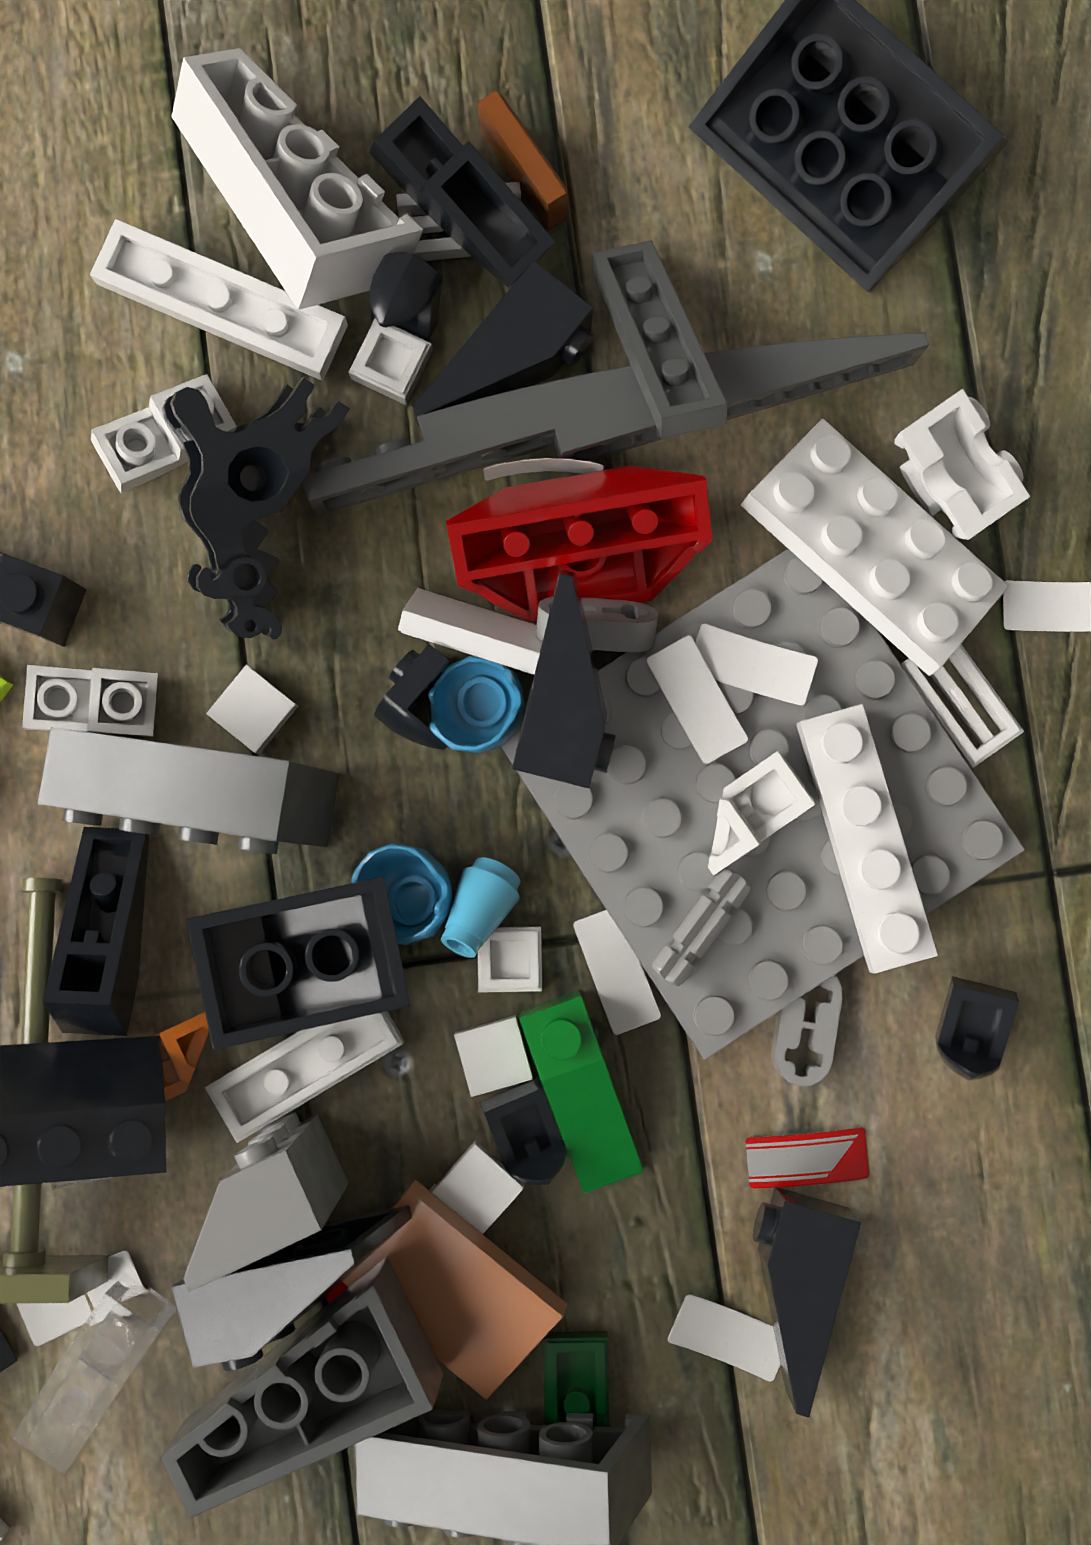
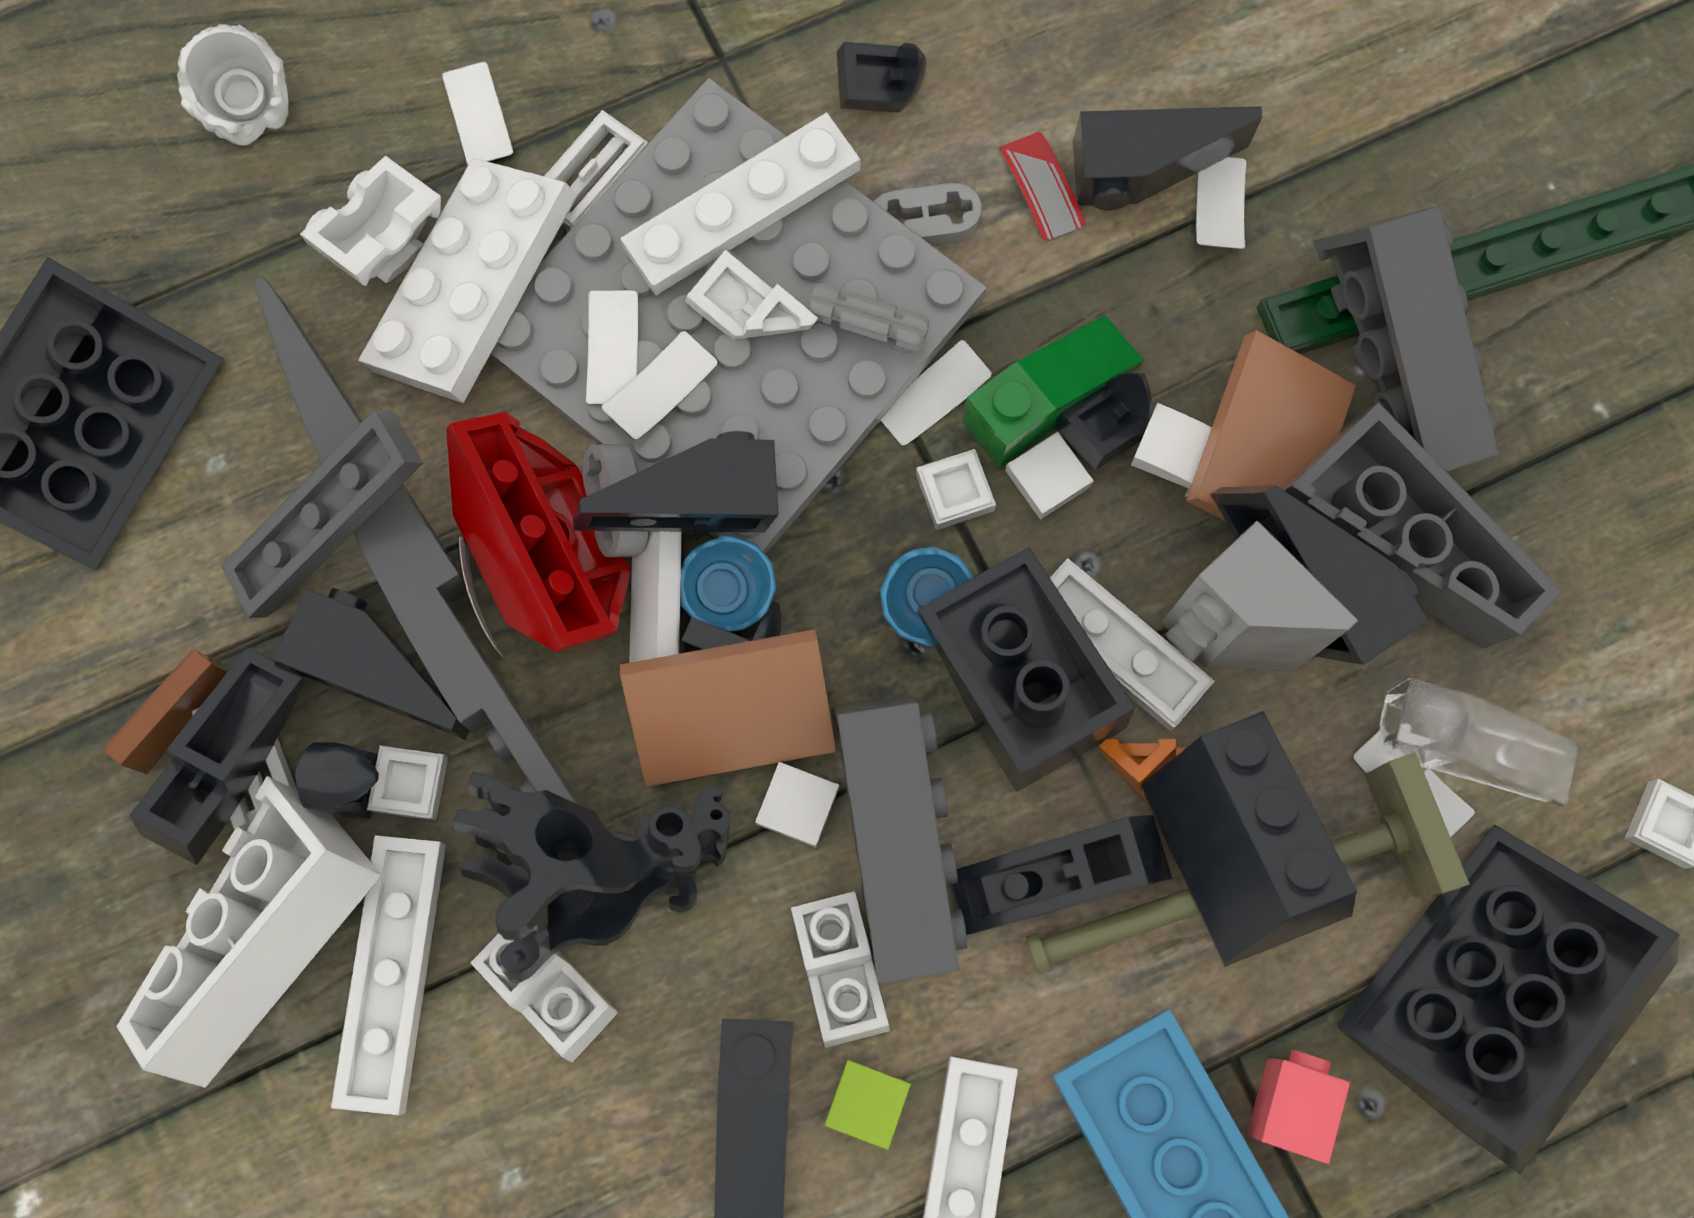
camera: 105 degrees left, 10 degrees down
(354, 670) = (728, 707): none -> nougat tile
(480, 905) = (912, 523): medium azure cone -> none

